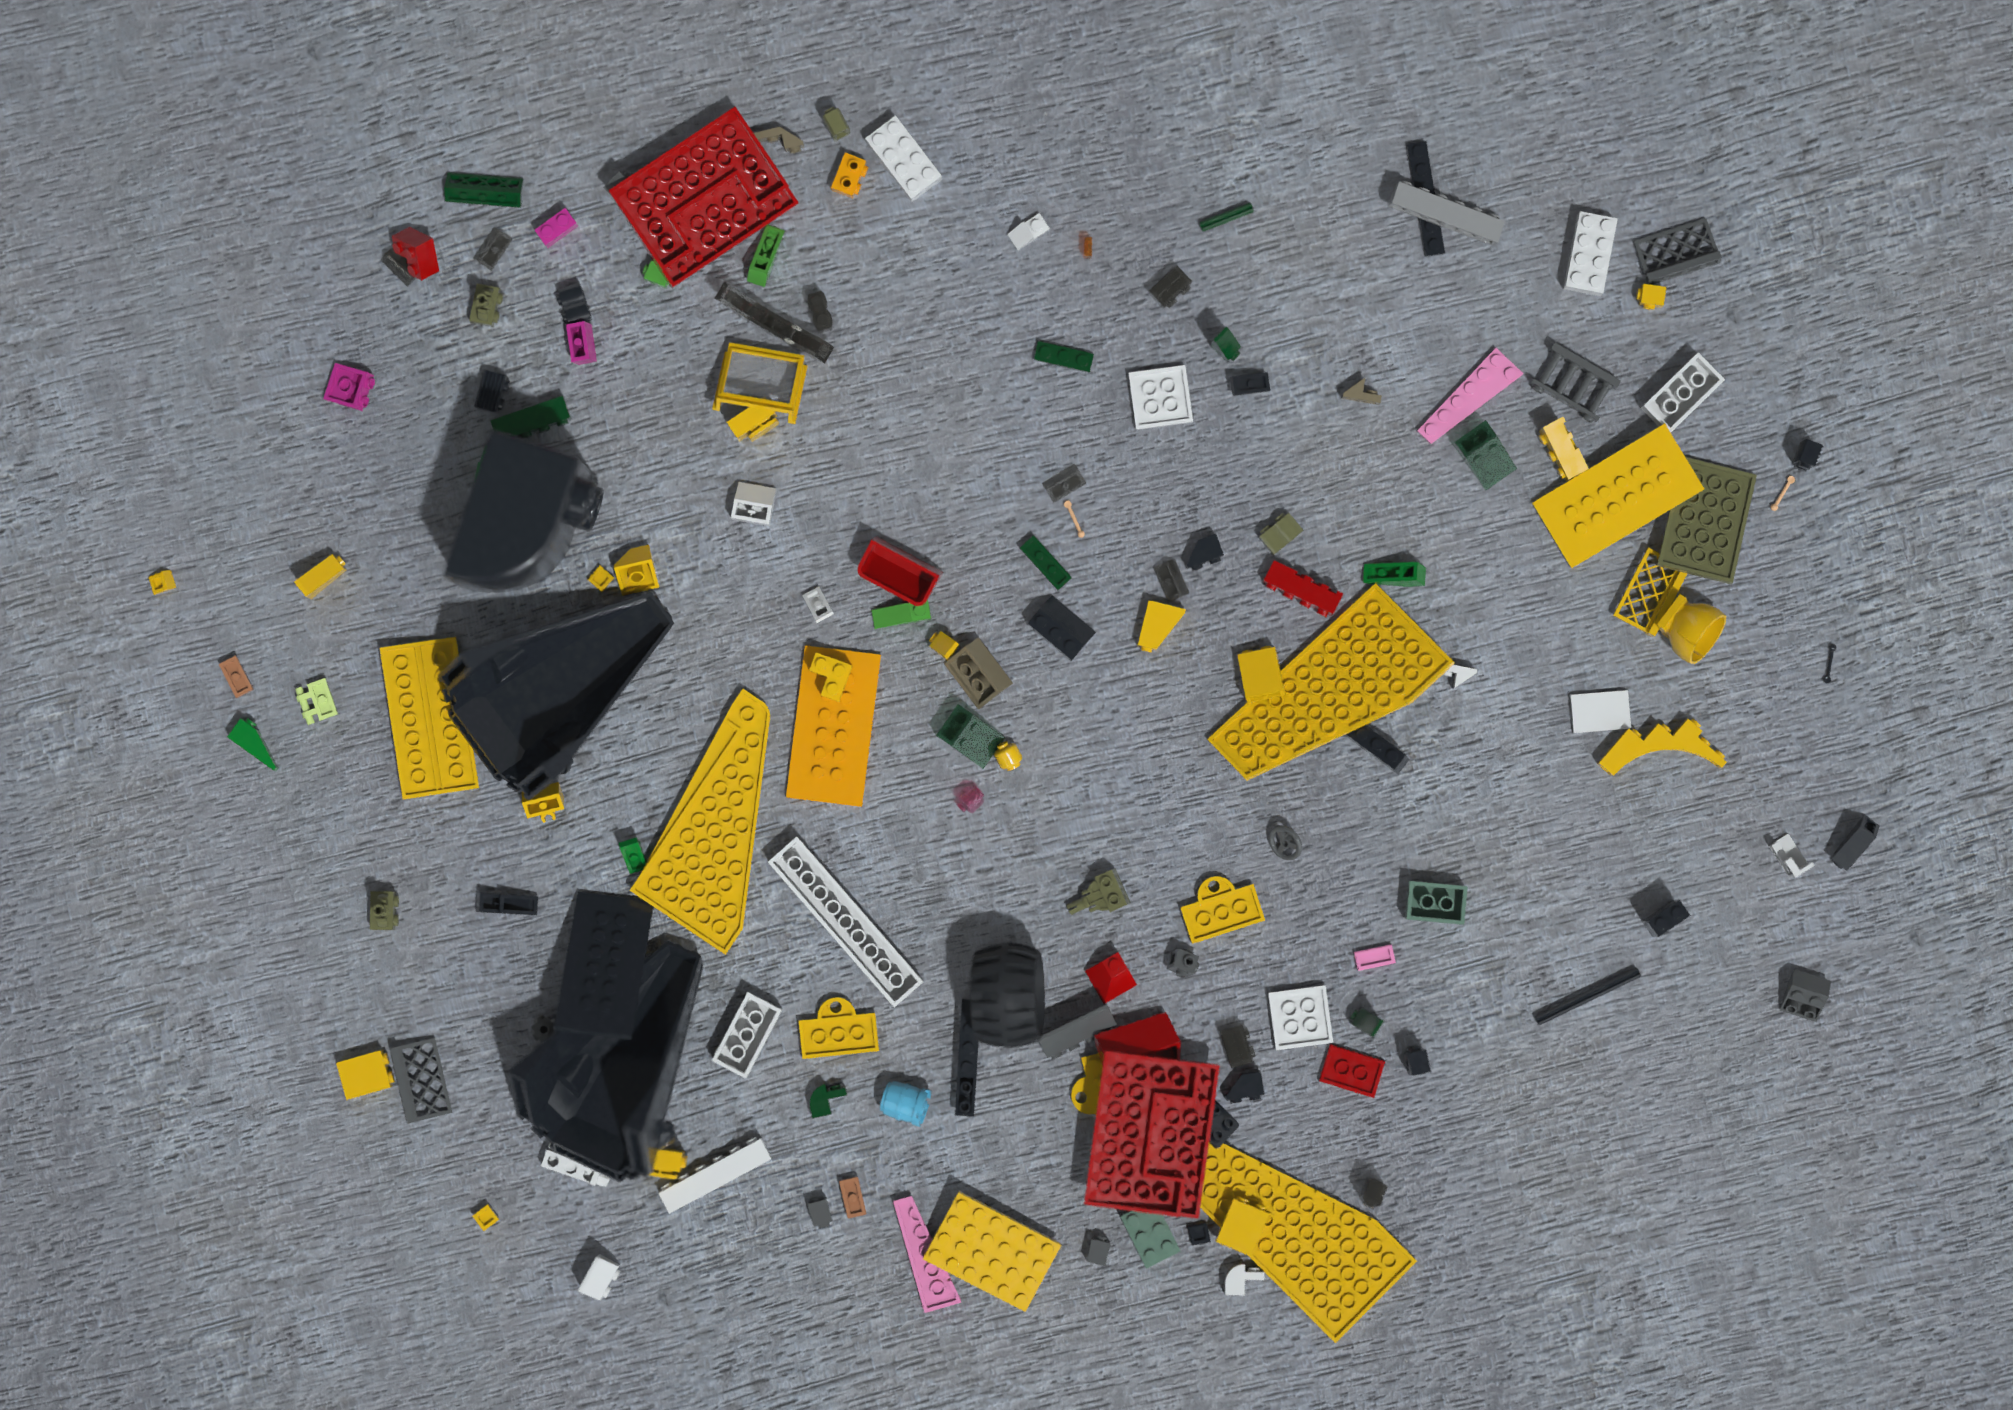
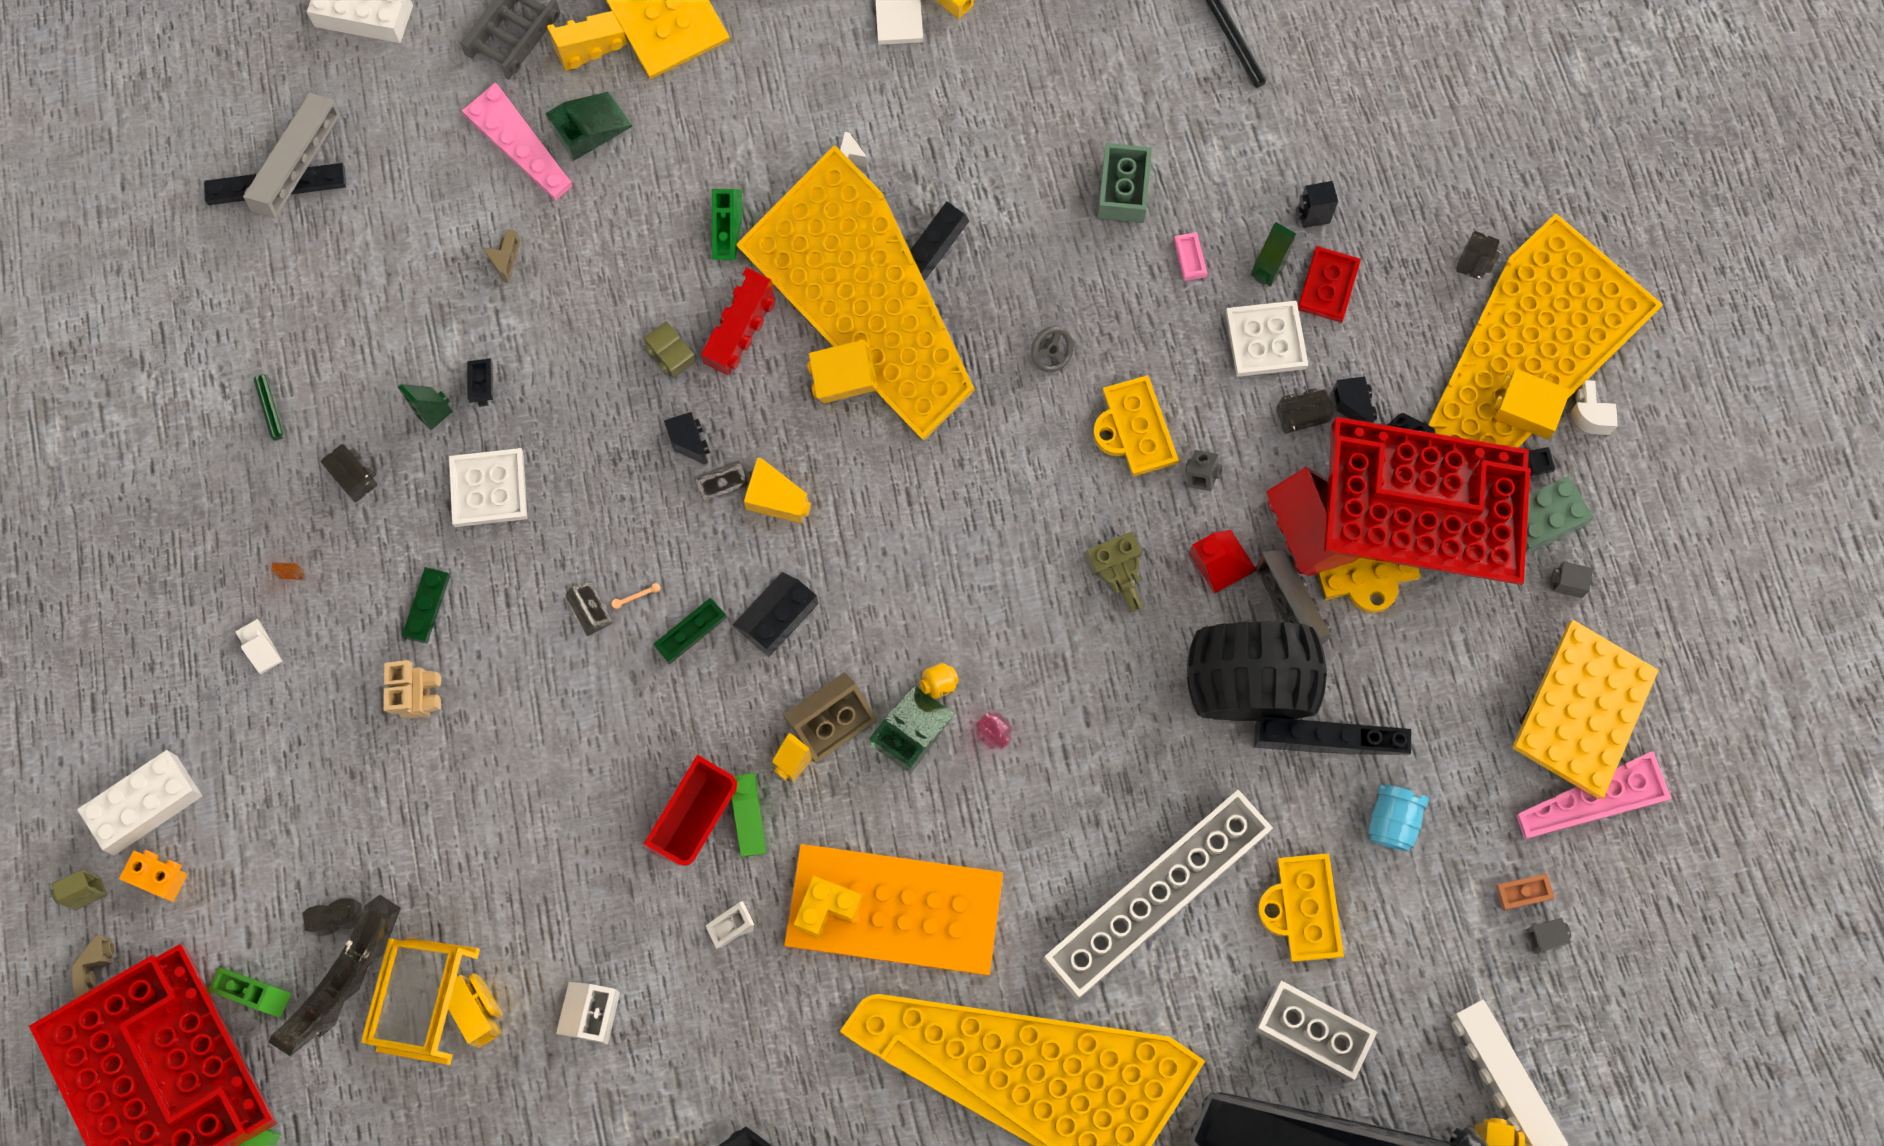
camera: 90 degrees left, 15 degrees down
(820, 1099) = (1396, 933): dark green brick -> none
(992, 354) = (410, 690): none -> tan hips

